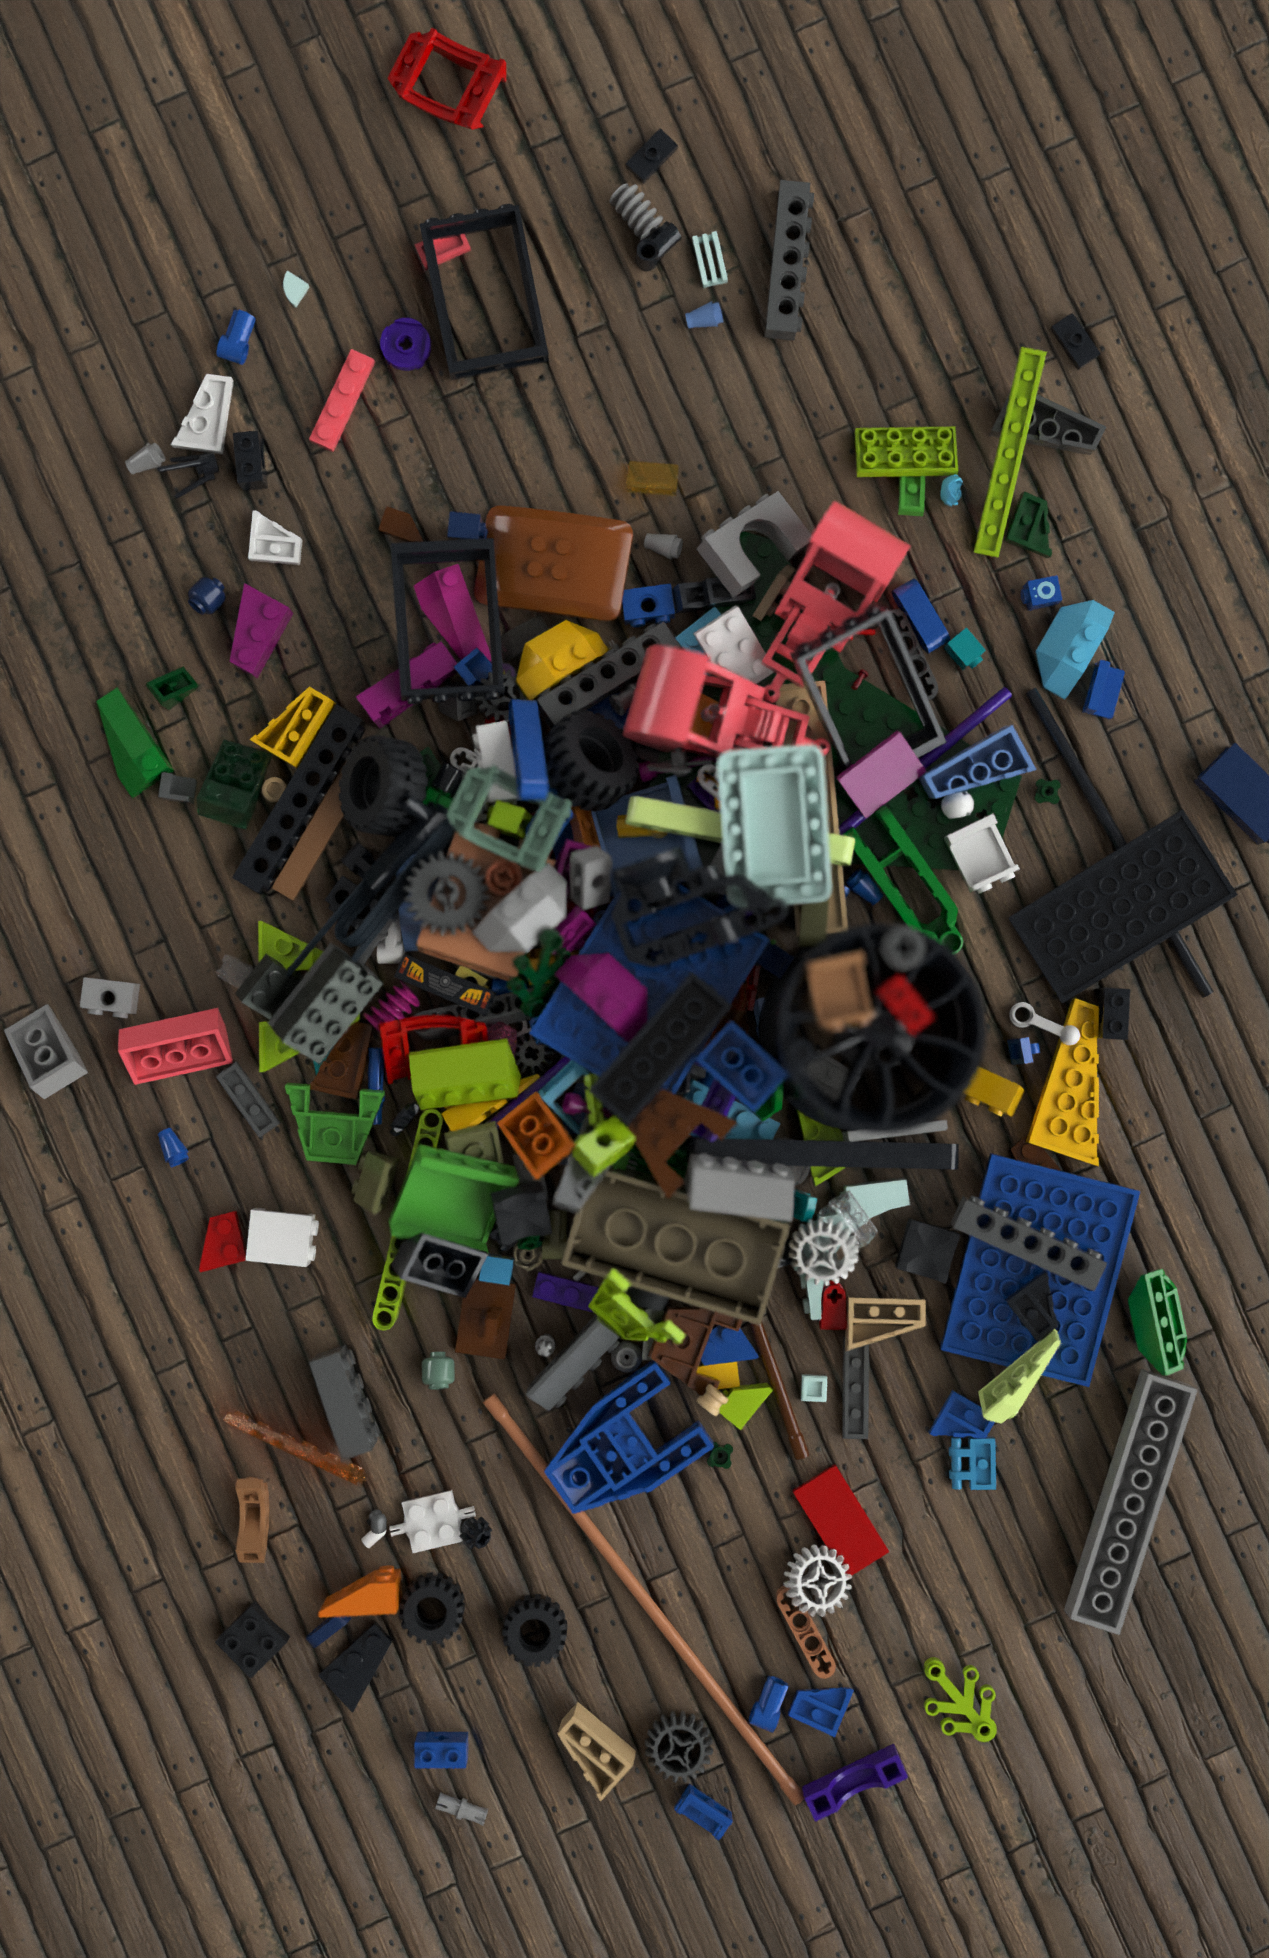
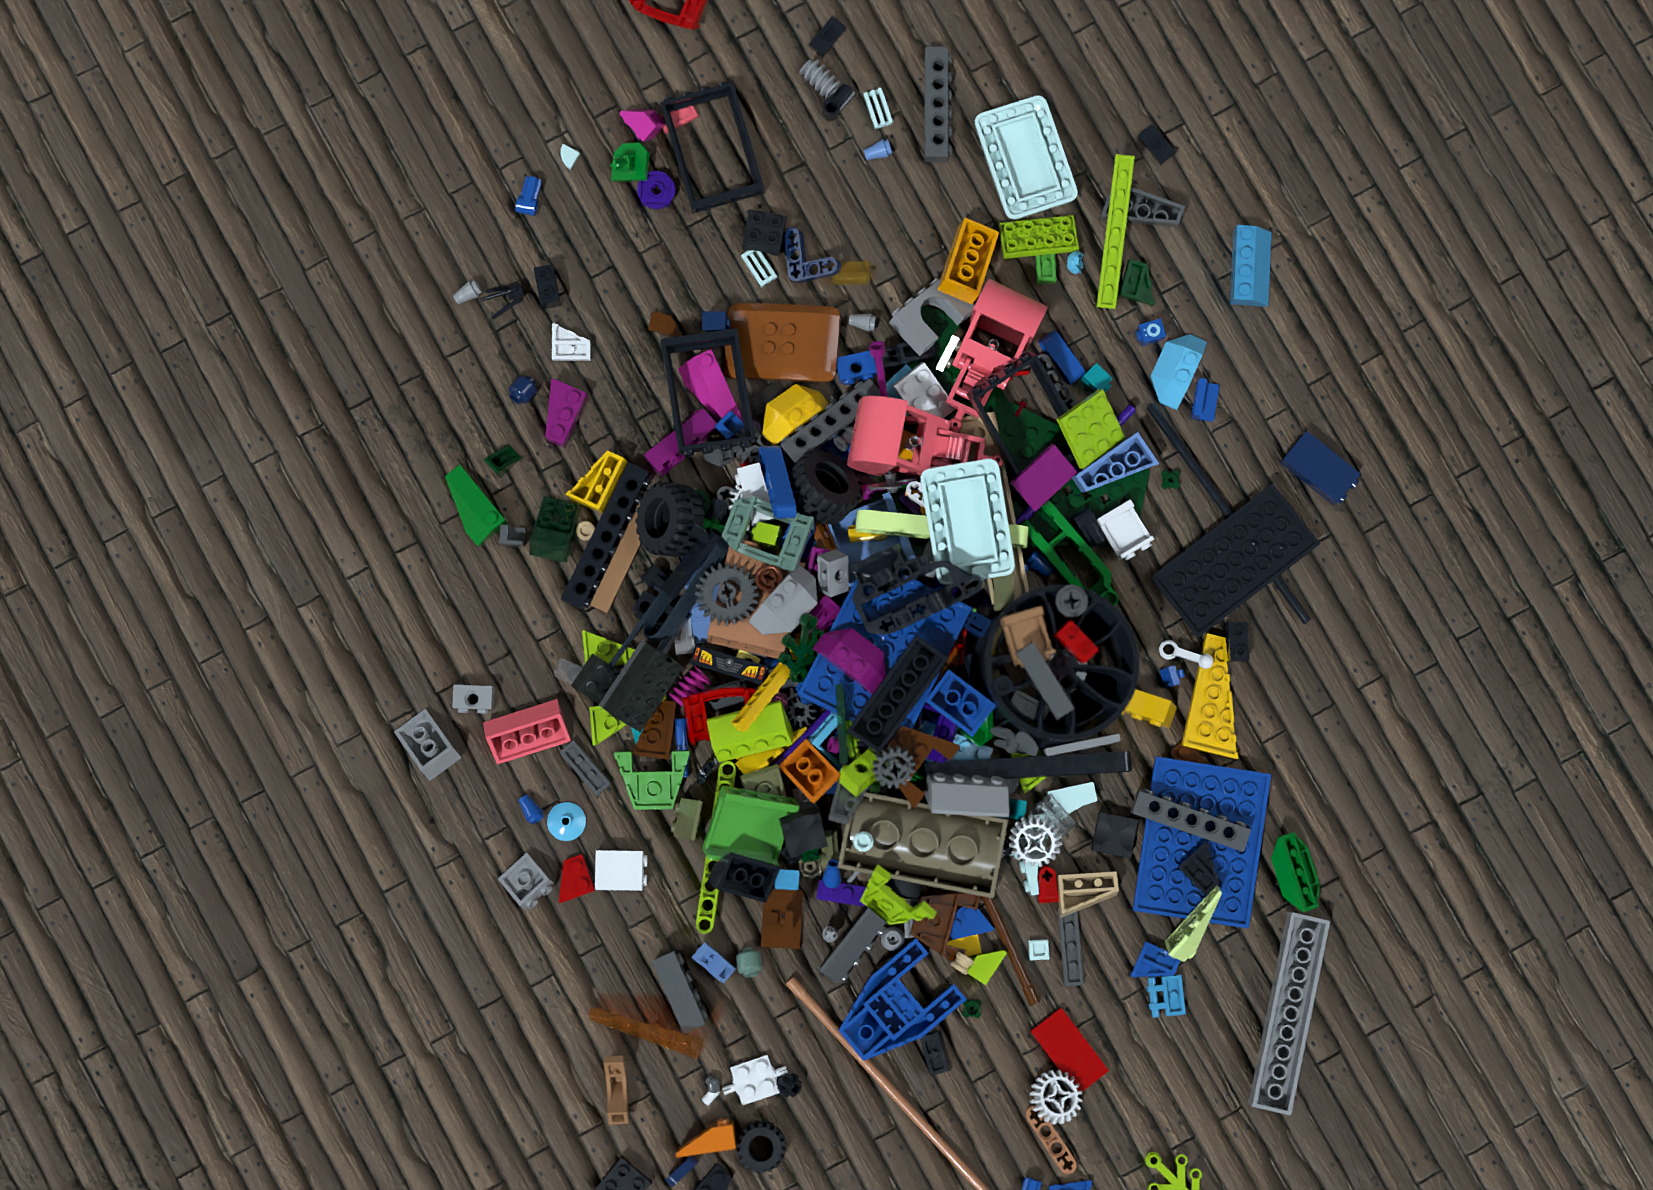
camera: 10 degrees left, 5 degrees down
(158, 1241) = (526, 882): none -> light grey plate
(207, 420) = (512, 257): white wing -> none
(229, 1160) = (576, 824): none -> medium azure dish
(342, 400) = (611, 236): coral plate -> none
(373, 304) = (630, 163): none -> green piece
(392, 1367) = (714, 962): none -> medium blue brick
(397, 251) = (644, 122): none -> dark pink slope
(481, 1034) = (761, 698): none -> yellow piece
(534, 1650) = (847, 1173): black tyre -> none
(542, 477) = (767, 279): none -> light aqua tile
(543, 413) = (764, 232): none -> black brick
(554, 1272) = (832, 874): none -> blue cone
(583, 1066) = (841, 721): none -> clear green tile
(594, 464) = (805, 267): none -> dark blue beam
(597, 1235) = (863, 841): none -> light aqua plate
(656, 1147) = (885, 765): none -> dark grey gear
(668, 1510) = (935, 1053): none -> black hinge
(676, 585) = (877, 351): none -> magenta piece
(809, 475) = (968, 261): none -> light orange brick
(809, 1120) = (1015, 742): none -> dark grey piece
(856, 1052) = (1044, 680): none -> dark grey tile
(899, 342) = (1025, 157): none -> light aqua wedge
(931, 840) = (1086, 523): none -> black piece
(950, 715) = (1091, 428): none -> lime plate
(957, 805) = (1103, 495): white piece -> none
(1183, 516) = (1250, 266): none -> dark azure slope

